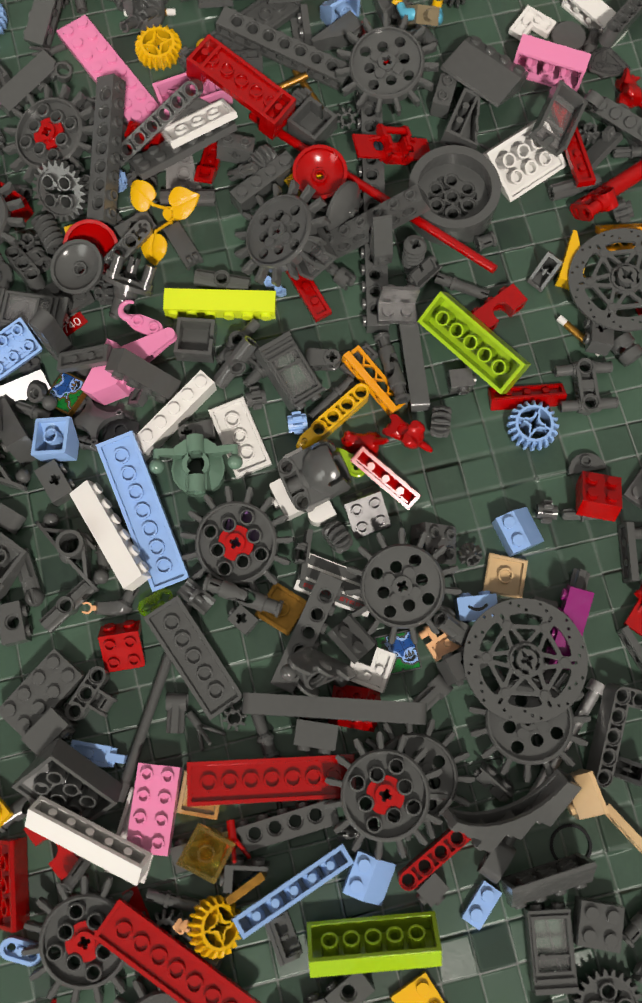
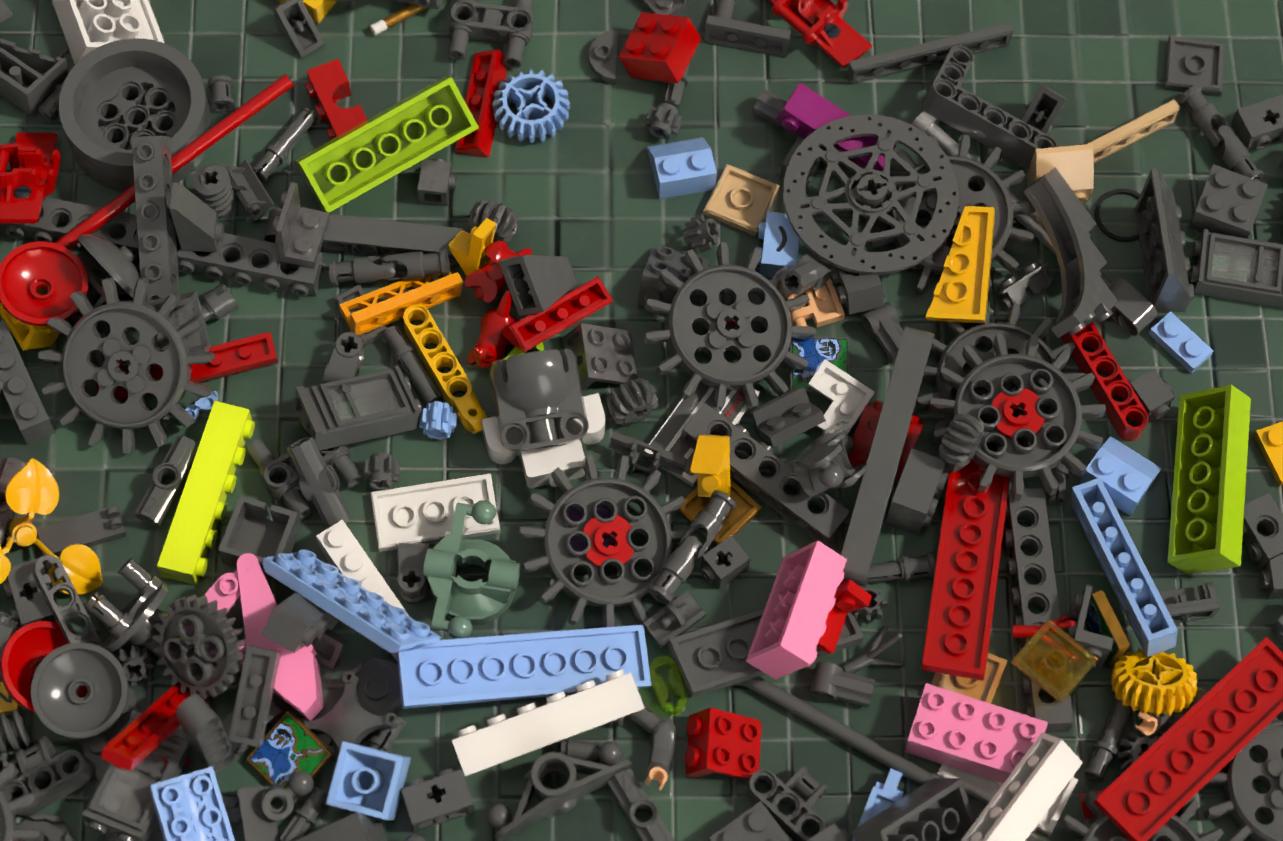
camera: 80 degrees left, 10 degrees down
(61, 311) = (146, 731): none -> red plate
(109, 320) = (199, 646): none -> dark grey gear
(152, 397) = (349, 601): none -> light blue plate
(206, 671) = (797, 610): none -> bright pink brick
(214, 695) = (848, 598): none -> red bracket
(300, 595) = (712, 464): none -> yellow slope
(348, 758) = (961, 440): none -> dark grey gear
(401, 456) = (537, 281): none -> dark grey slope
(418, 411) = (471, 247): none -> yellow slope
(482, 739) = (966, 271): none -> yellow wing

